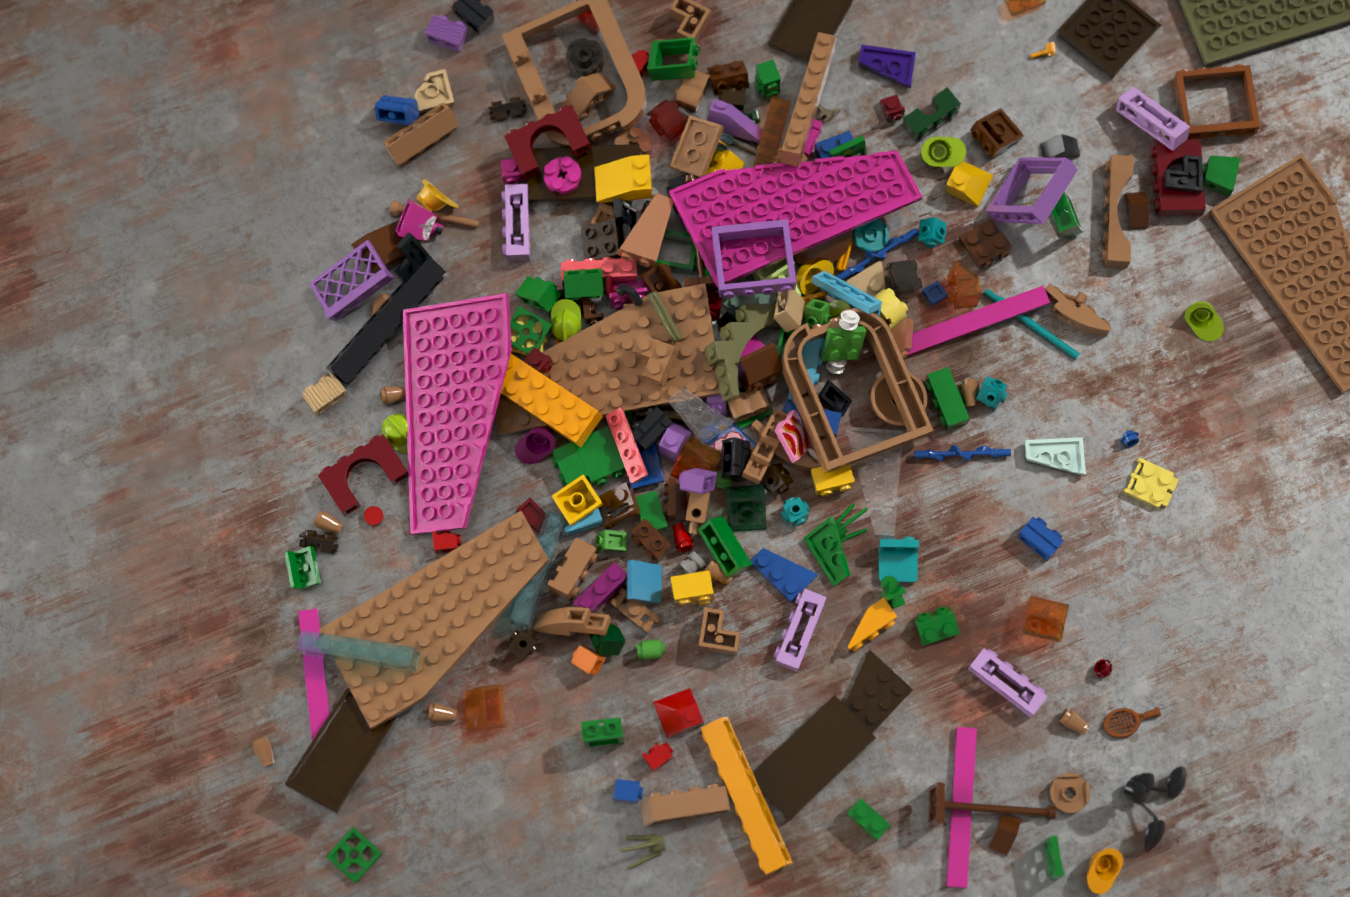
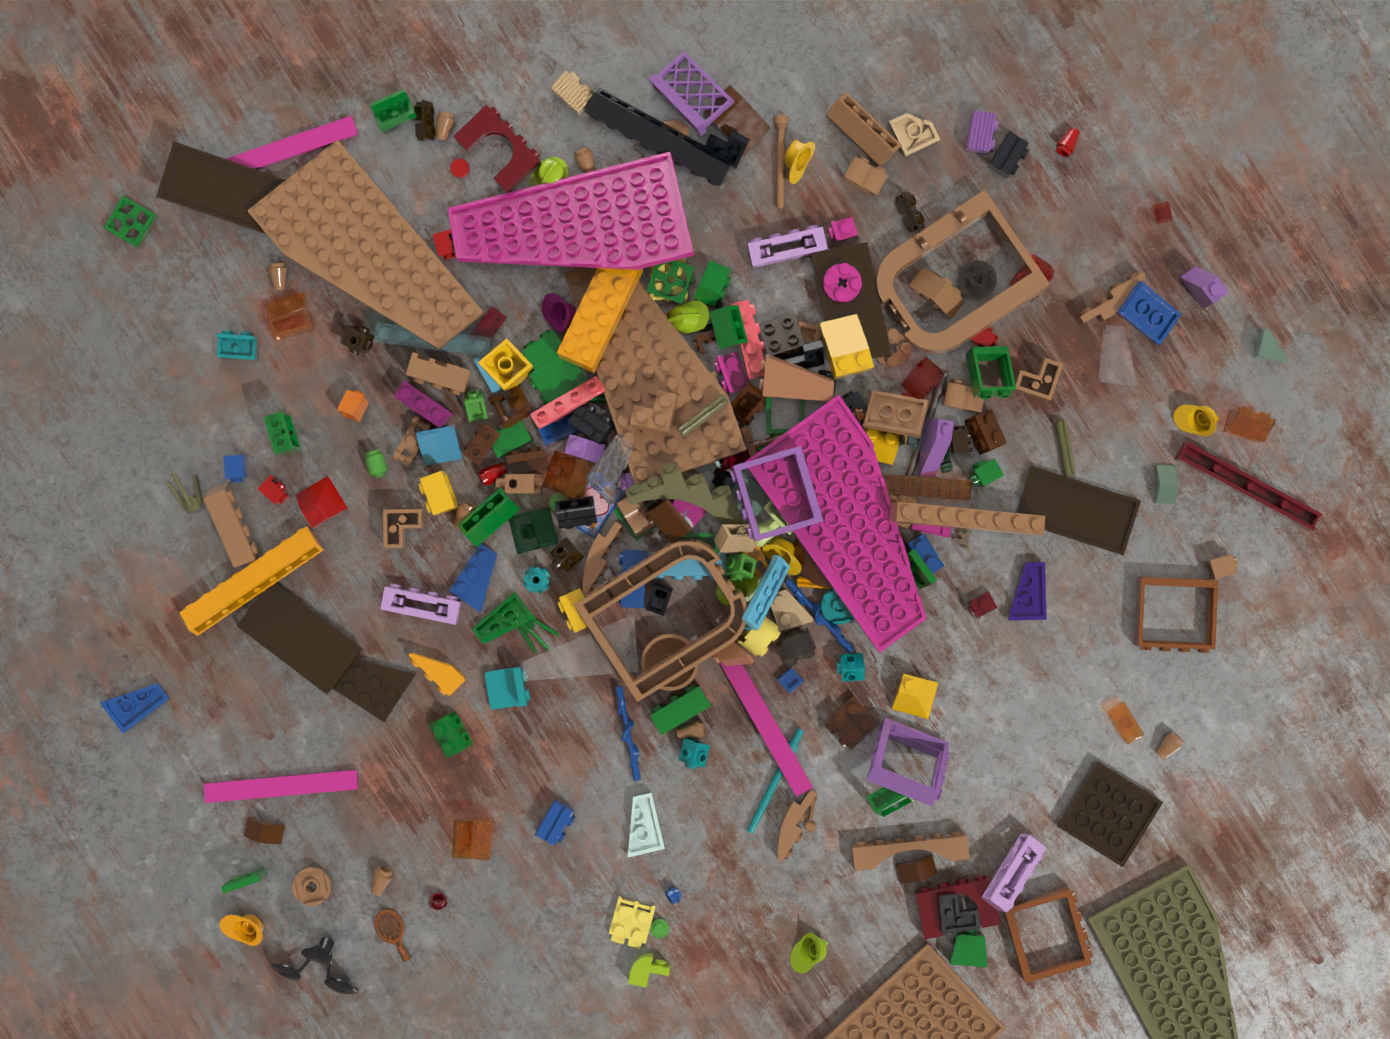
camera: 80 degrees right, 15 degrees up
(263, 750) = (210, 113): medium nougat cone -> none
(358, 650) = (315, 183): clear light blue brick -> none
(396, 110) = (884, 99): blue brick -> none
(418, 222) = (766, 146): dark pink torso -> none
(465, 141) = (865, 176): none -> medium nougat brick
(504, 767) = (237, 346): none -> teal bracket
(522, 140) = (869, 234): dark red arch -> none
(539, 361) = (639, 298): dark red bracket -> none
(572, 619) = (385, 383): medium nougat slope -> none
(608, 285) = (729, 354): dark red arm -> none
(610, 643) = (379, 417): dark green slope -> none
(631, 292) = (722, 378): black arm -> none
(692, 563) = (467, 488): light grey wheel -> none
(697, 480) = (541, 479): medium lavender brick -> none
(757, 10) = (1065, 448): none -> olive axle
(764, 449) = (593, 540): medium nougat slope -> none
(793, 436) = (606, 564): slope -> none
(843, 342) = (711, 599): bright green plate -> none
(868, 820) = (250, 700): green brick -> none
(892, 591) = (472, 688): green hips -> none
(920, 124) = (992, 659): dark green arch -> none
(938, 805) = (274, 764): reddish brown tile -> none
(943, 151) = (939, 665): lime piece -> none
(965, 286) = (797, 709): clear orange slope -> none
(996, 132) = (972, 715): reddish brown plate -> none
(1019, 680) = (392, 839): lavender brick -> none
(1050, 50) = (1075, 756): light orange hand -> none
(1060, 147) = (968, 782): black slope -> none
(1161, 457) = (659, 928): none -> bright green plate
(1198, 479) = (644, 966): none -> lime brick

